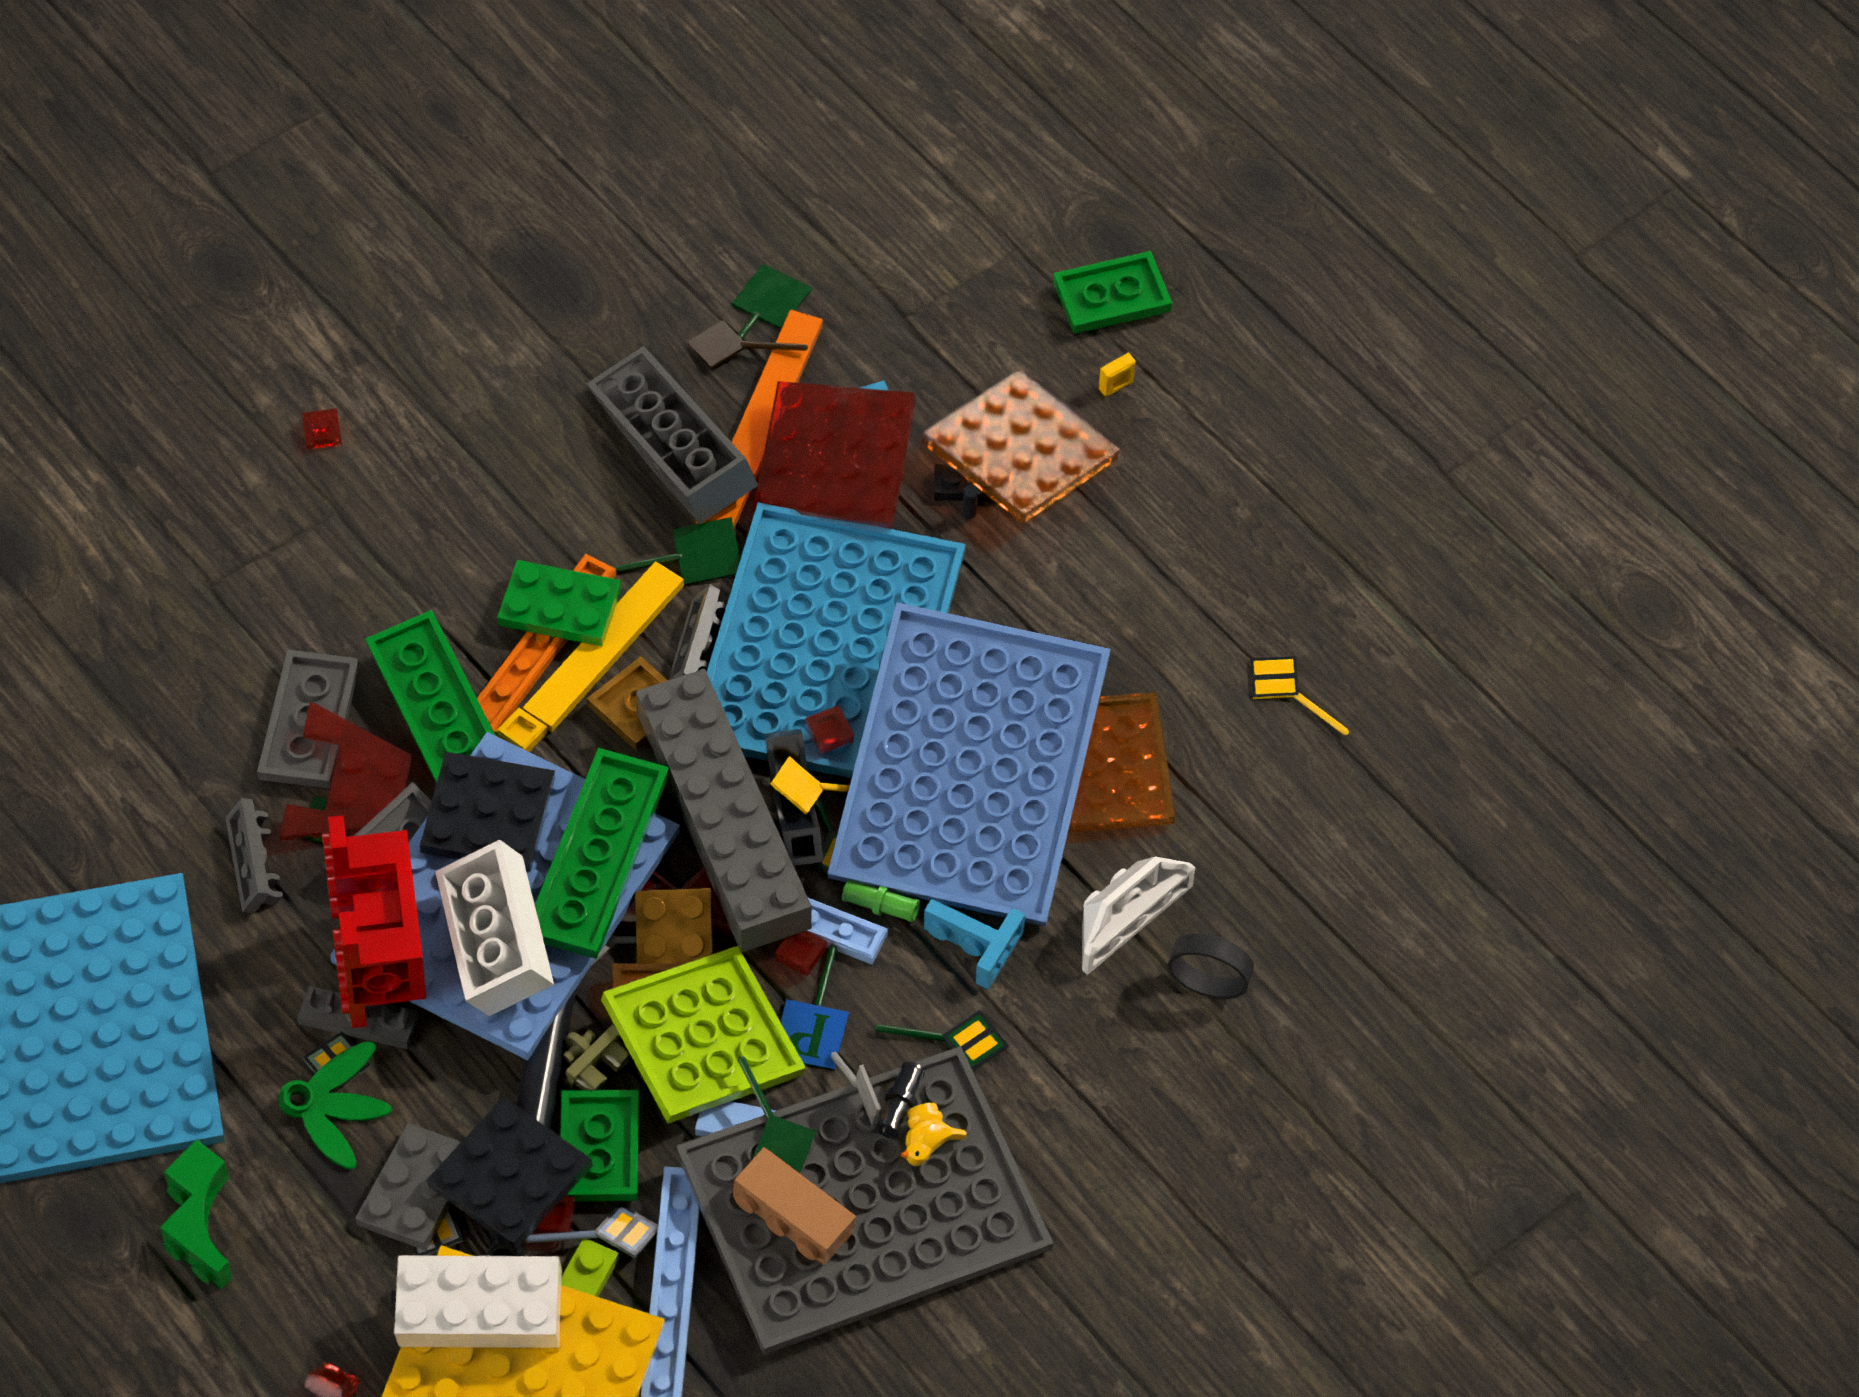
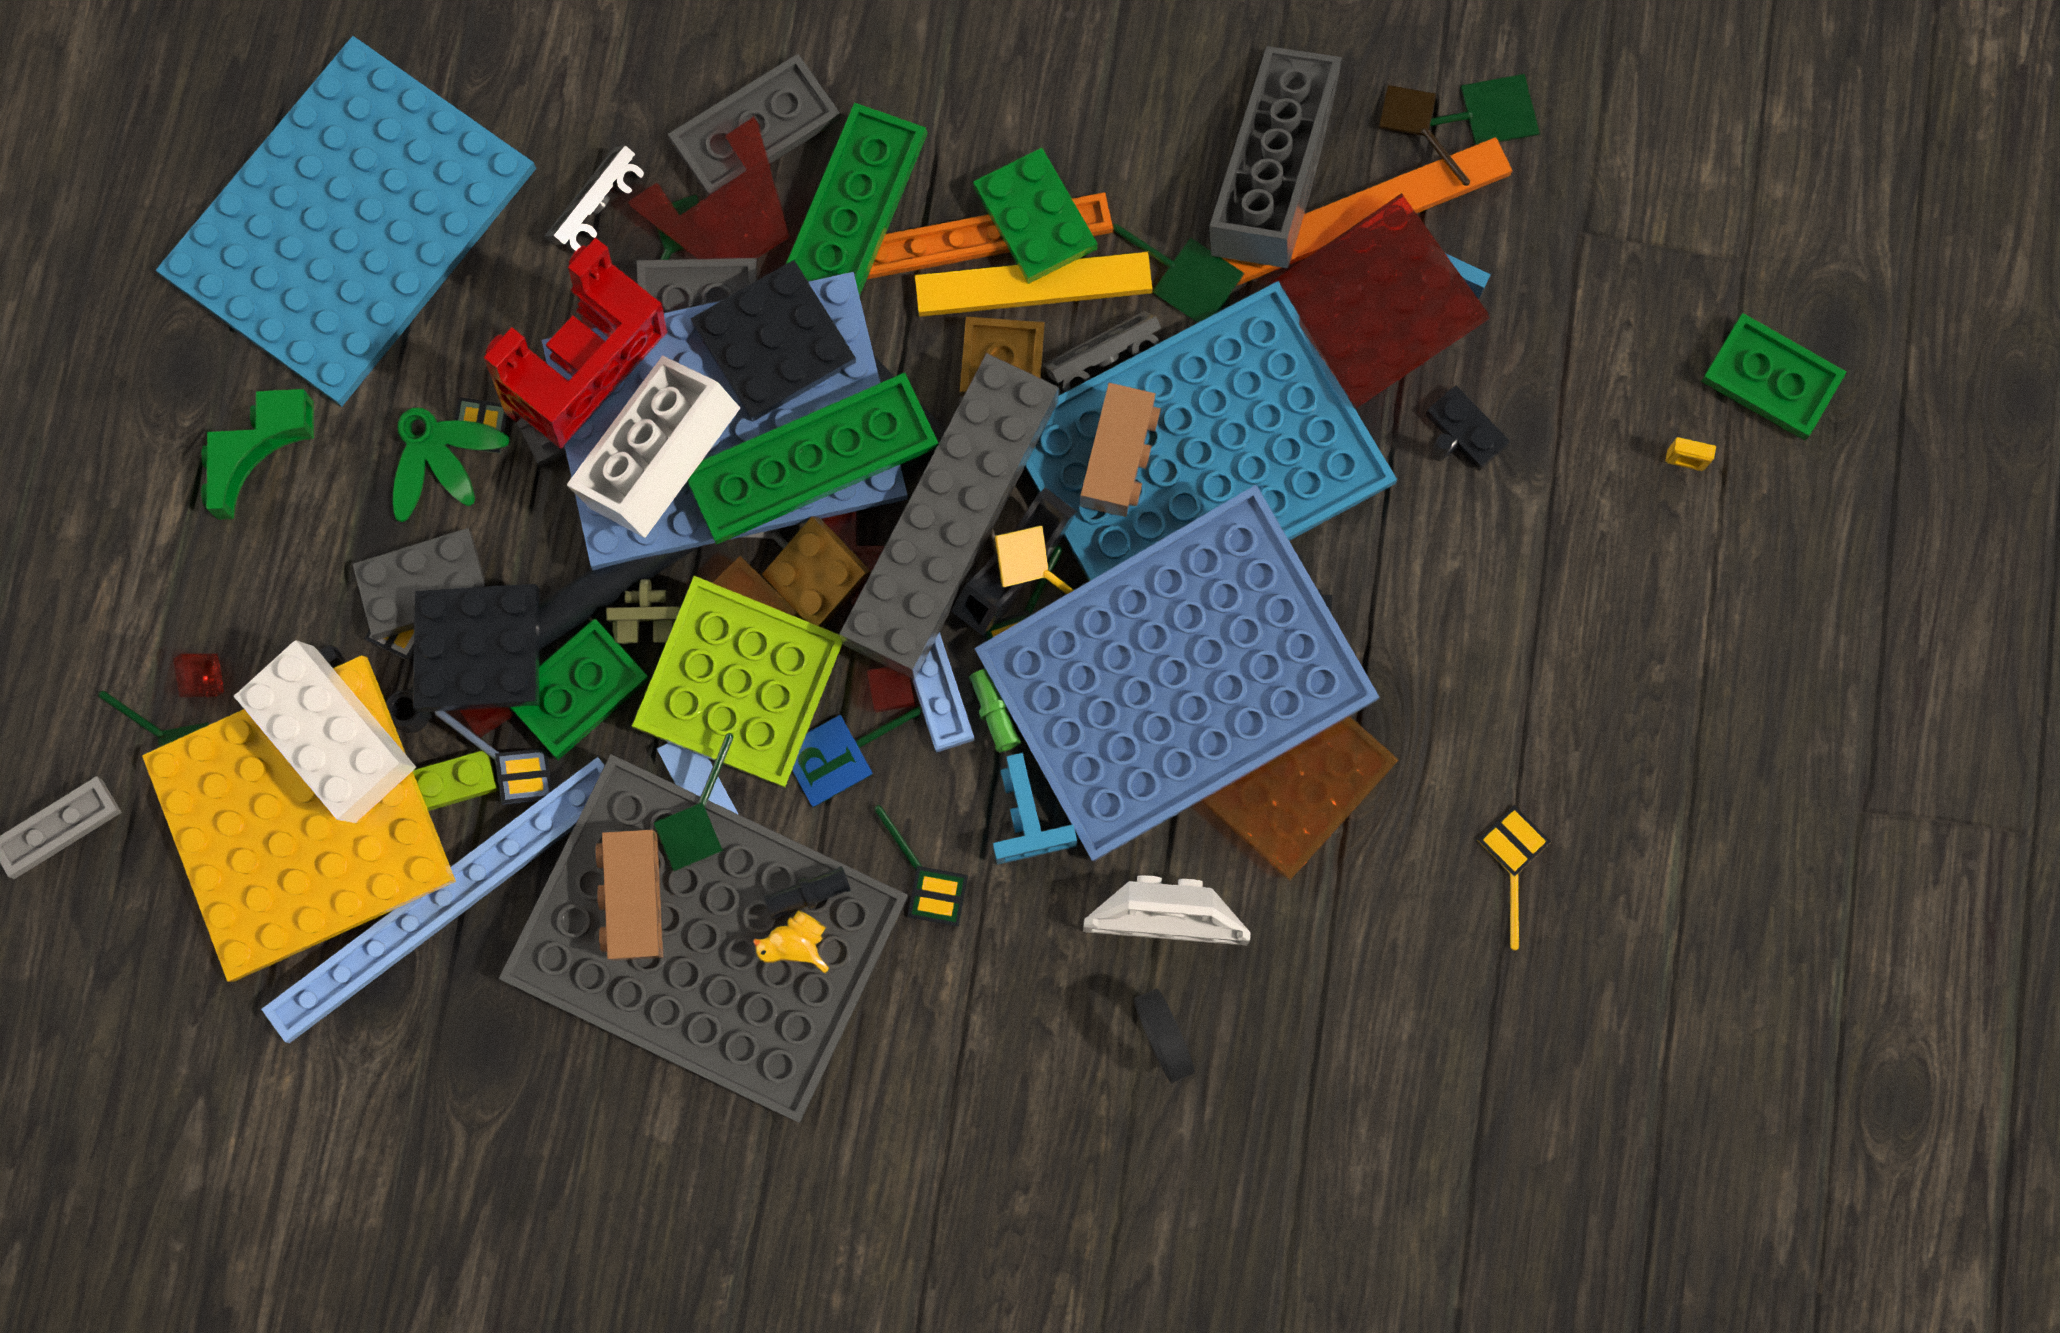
camera: 50 degrees right, 20 degrees up
(522, 730) = (895, 294): yellow tile -> none
(779, 675) = (1119, 450): none -> medium nougat brick
(829, 729) = (1106, 531): clear red plate -> none
(863, 1085) = (791, 845): light grey piece -> none
(1020, 446) = (1538, 439): clear orange plate -> none

